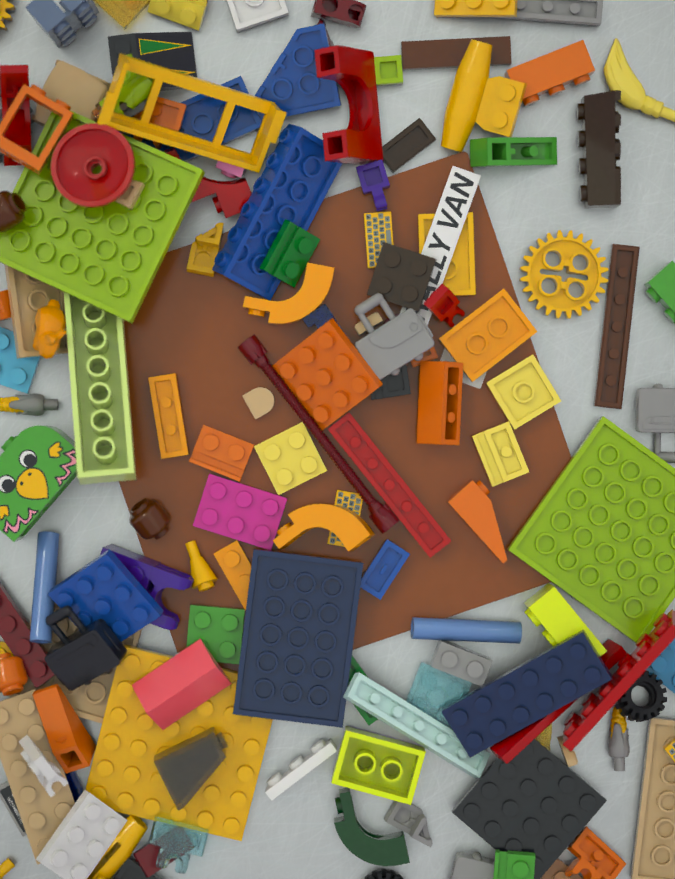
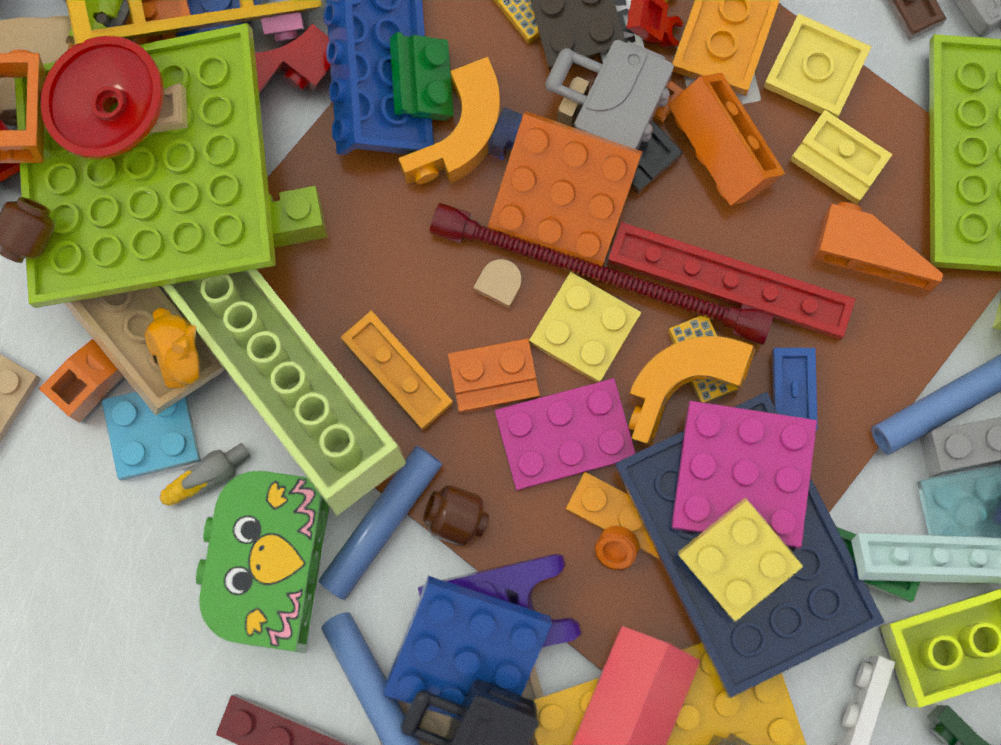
camera: 30 degrees left, 10 degrees down
(105, 496) = (380, 522): none -> medium blue piece
(167, 291) = (297, 217): none -> lime piece
(200, 570) = (561, 539): yellow cone -> none
(204, 251) = (315, 144): yellow slope -> none
(219, 630) = (636, 600): bright green plate -> none
(227, 593) = (617, 547): none -> orange tile
(284, 646) = (740, 559): none -> light yellow plate
(318, 601) = (743, 455): none -> dark pink plate

